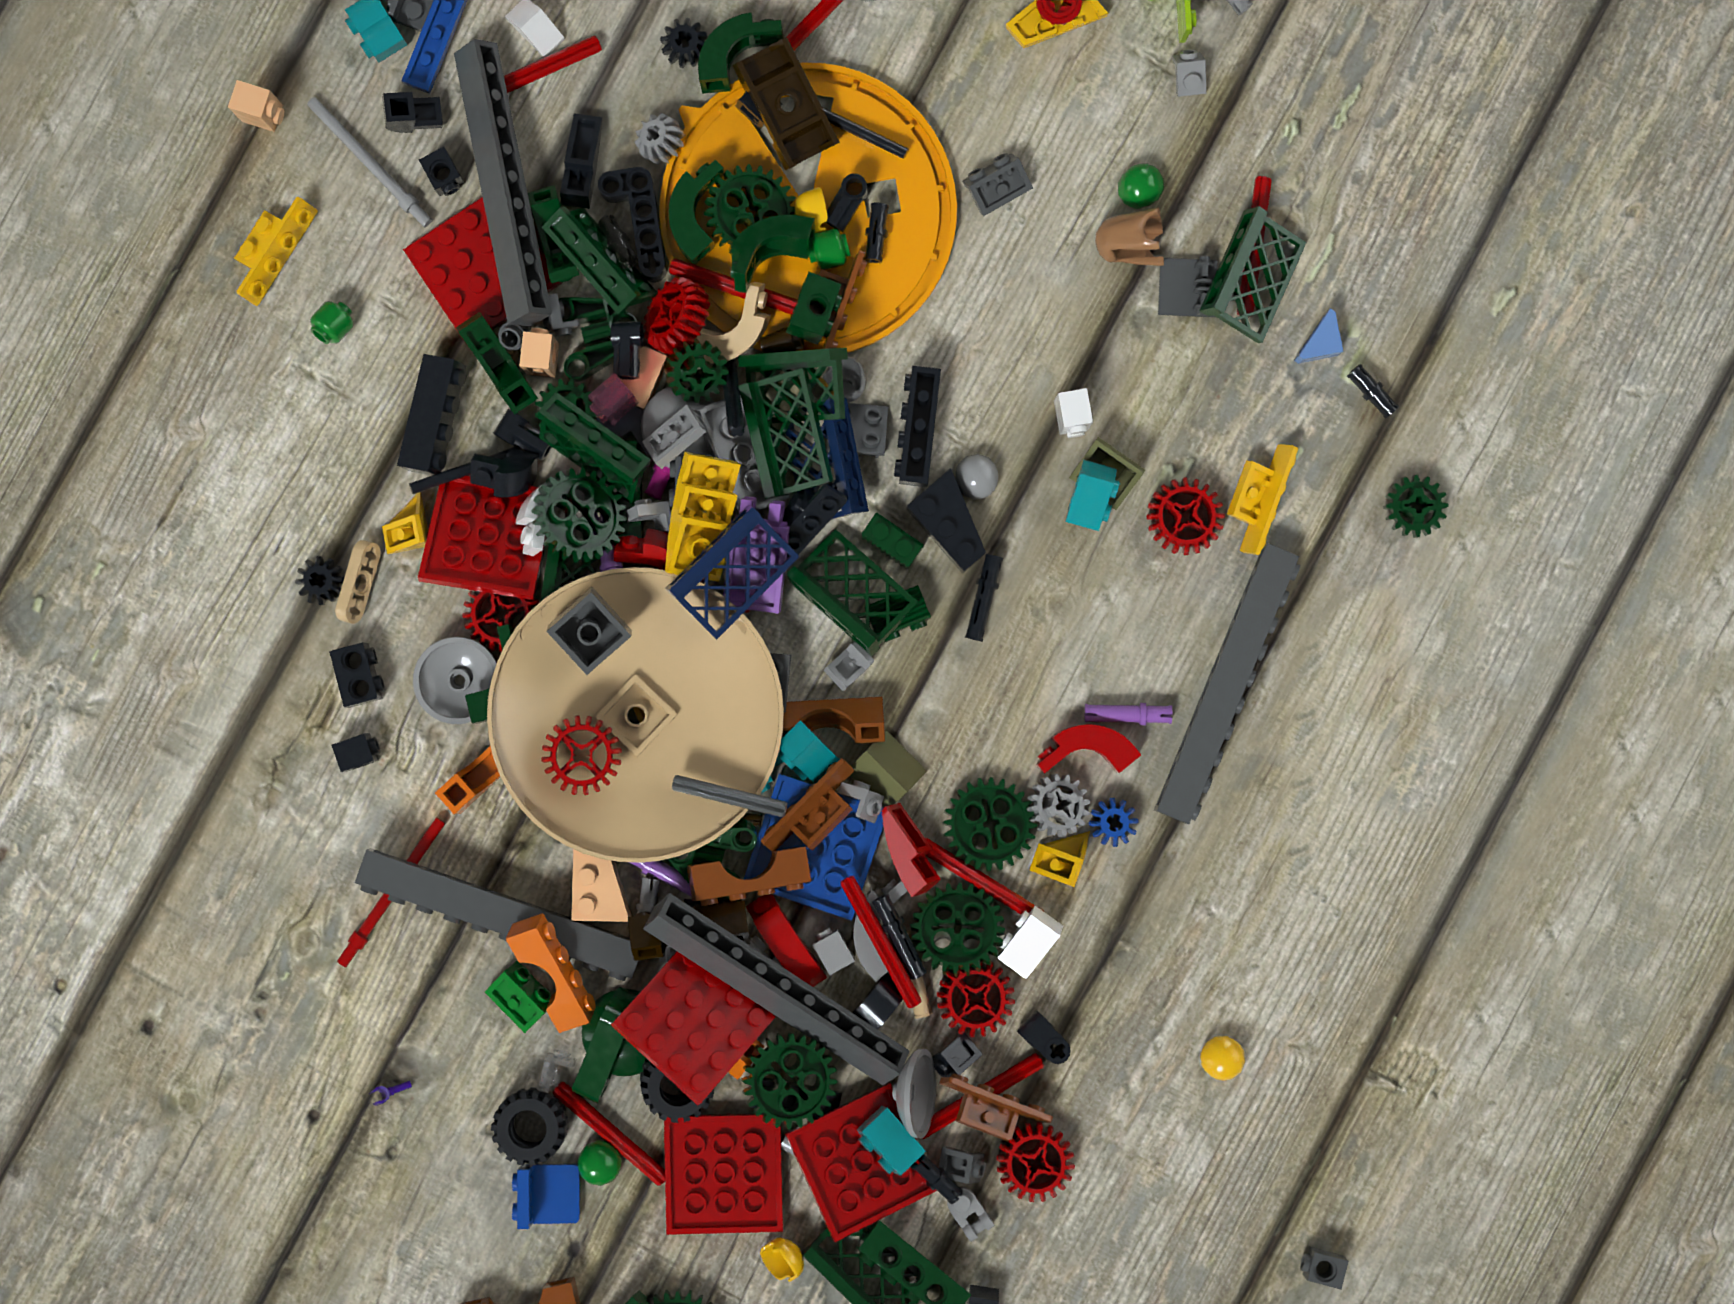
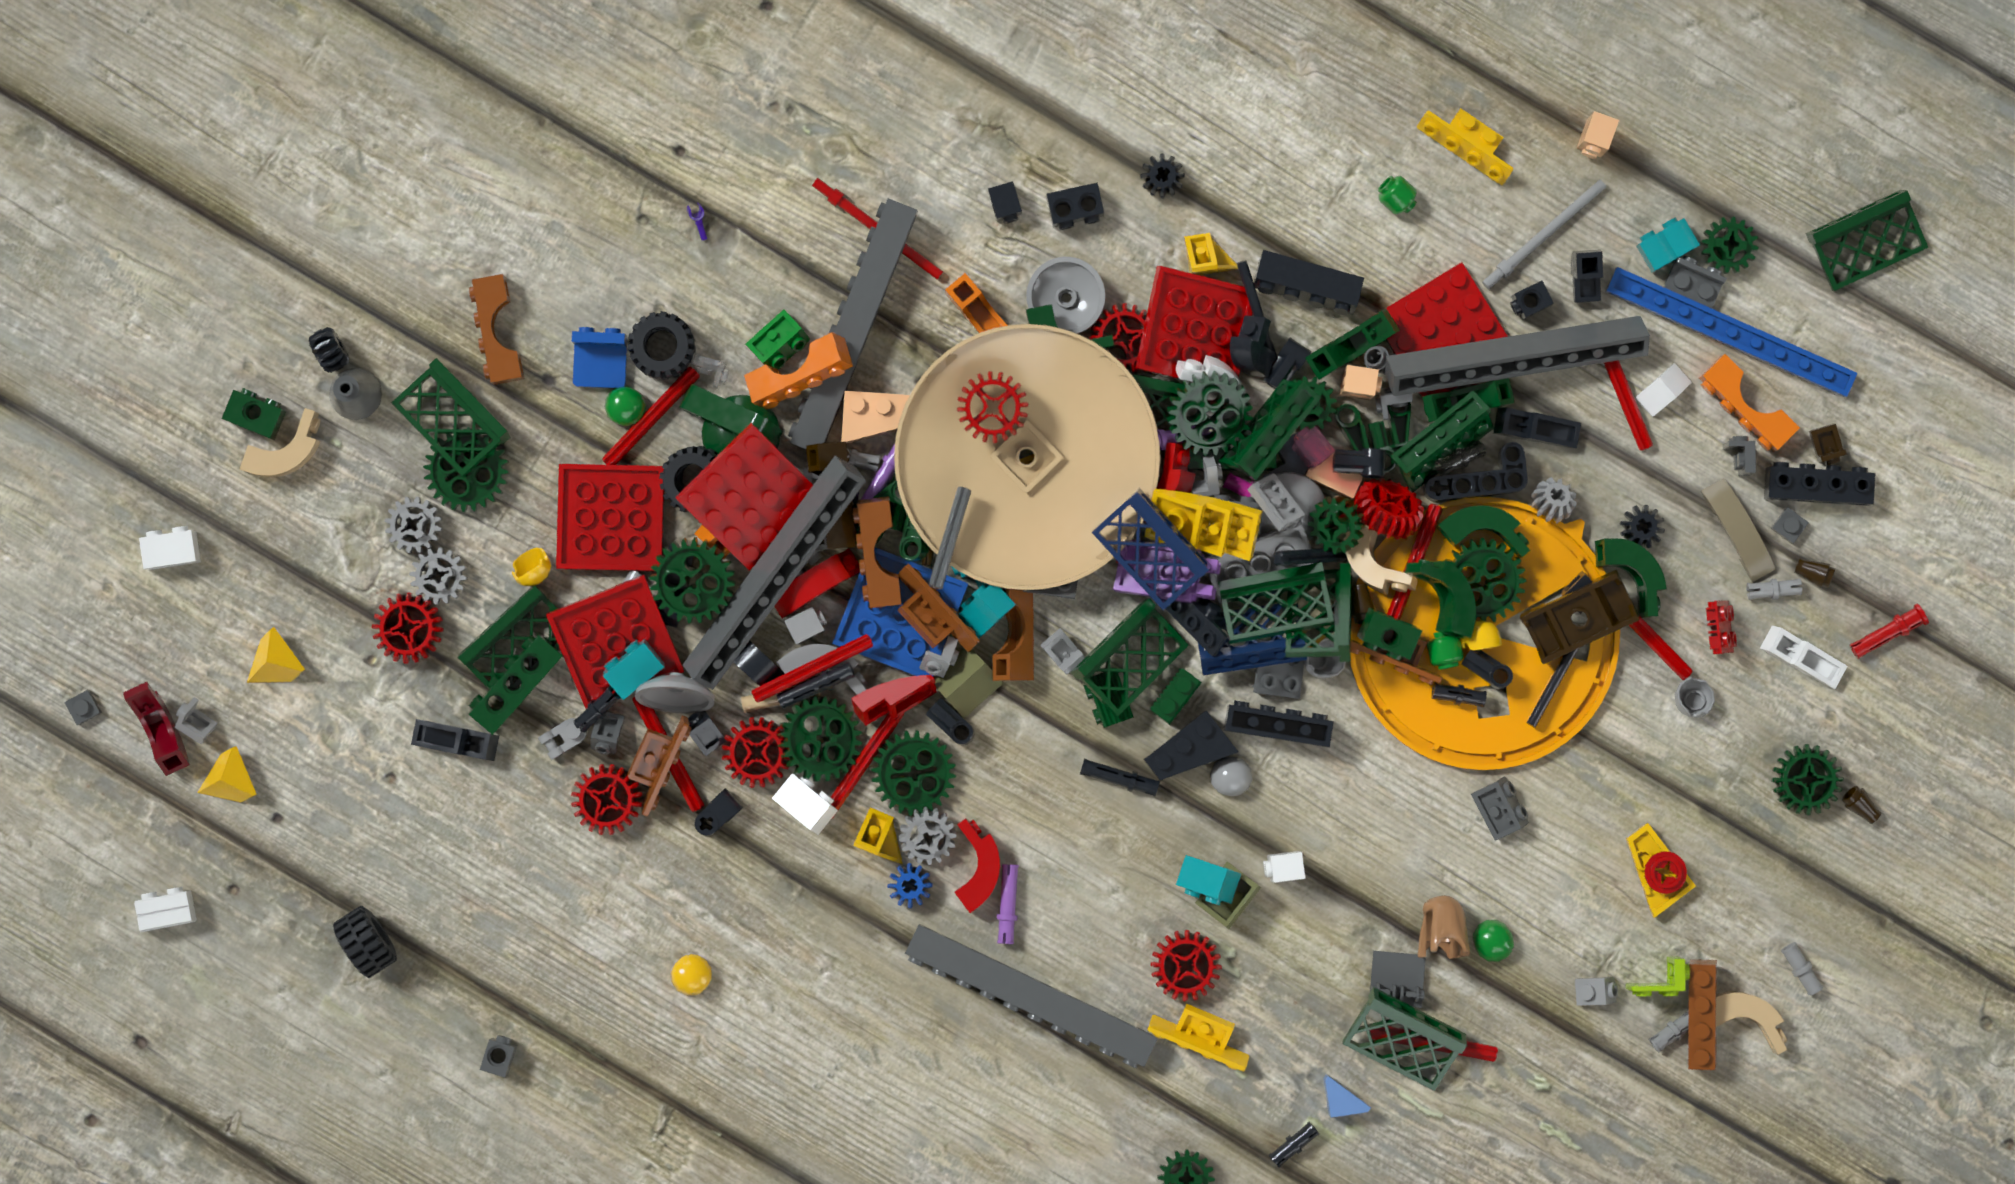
camera: 95 degrees right, 0 degrees up
(348, 588) = (1144, 205): tan beam -> none
(589, 630) = (1103, 418): dark grey brick -> none
(931, 787) = (949, 720): none -> black piece

